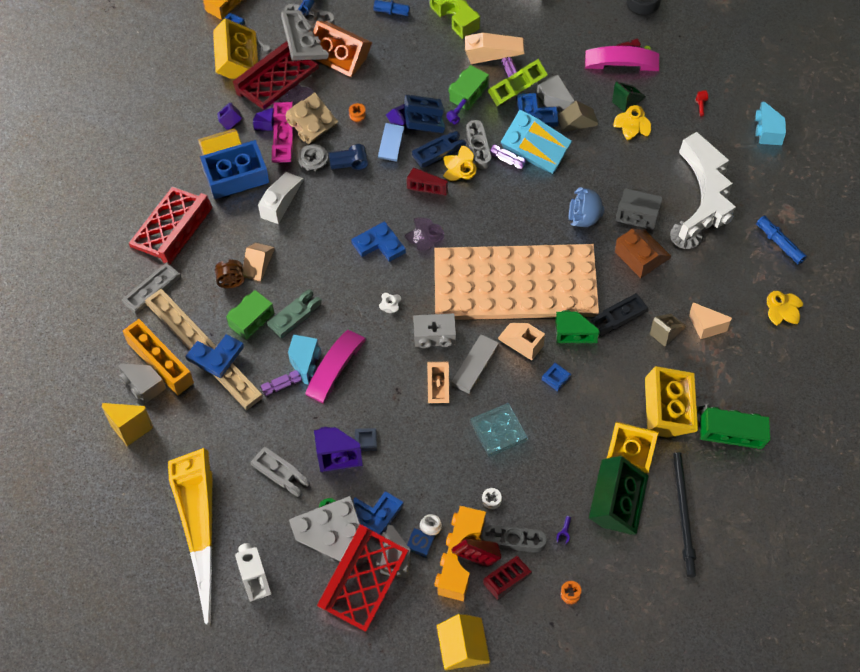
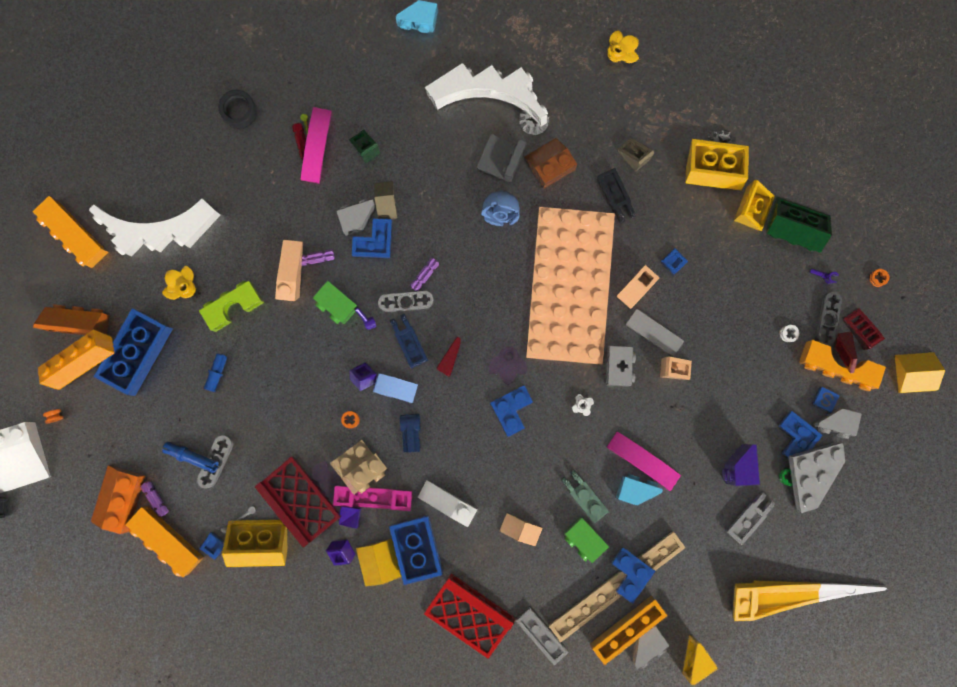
camera: 85 degrees left, 25 degrees up
(229, 273) = (540, 558): reddish brown wheel -> none
(250, 568) = (857, 547): white torso -> none
(281, 382) = (659, 514): medium lavender axle -> none
(300, 39) = (260, 471): light grey wing -> none
(309, 152) = (407, 477): light grey gear -> none
(344, 48) = (265, 433): orange slope -> none
(345, 568) = (853, 463): red fence -> none
(367, 439) = (722, 439): sand blue tile -> none
(424, 113) = (364, 351): dark blue slope -> none
(430, 525) = (812, 383): white plate -> none
(458, 164) = (428, 325): yellow plate -> none
(498, 429) = (726, 319): clear light blue plate -> none
(517, 82) = (336, 243): lime arch -> none
(536, 142) = (417, 244): medium azure slope -> none
(574, 328) = (629, 239): green slope -> none
(633, 124) = (400, 149): yellow plate -> none
(688, 552) = (852, 175): black bar -> none
(701, 97) = (374, 77): red hand -> none
(708, 322) = (635, 117): light nougat slope -> none
(734, 428) = (746, 114): green brick -> none
(775, 233) = (545, 37): blue pin -> none

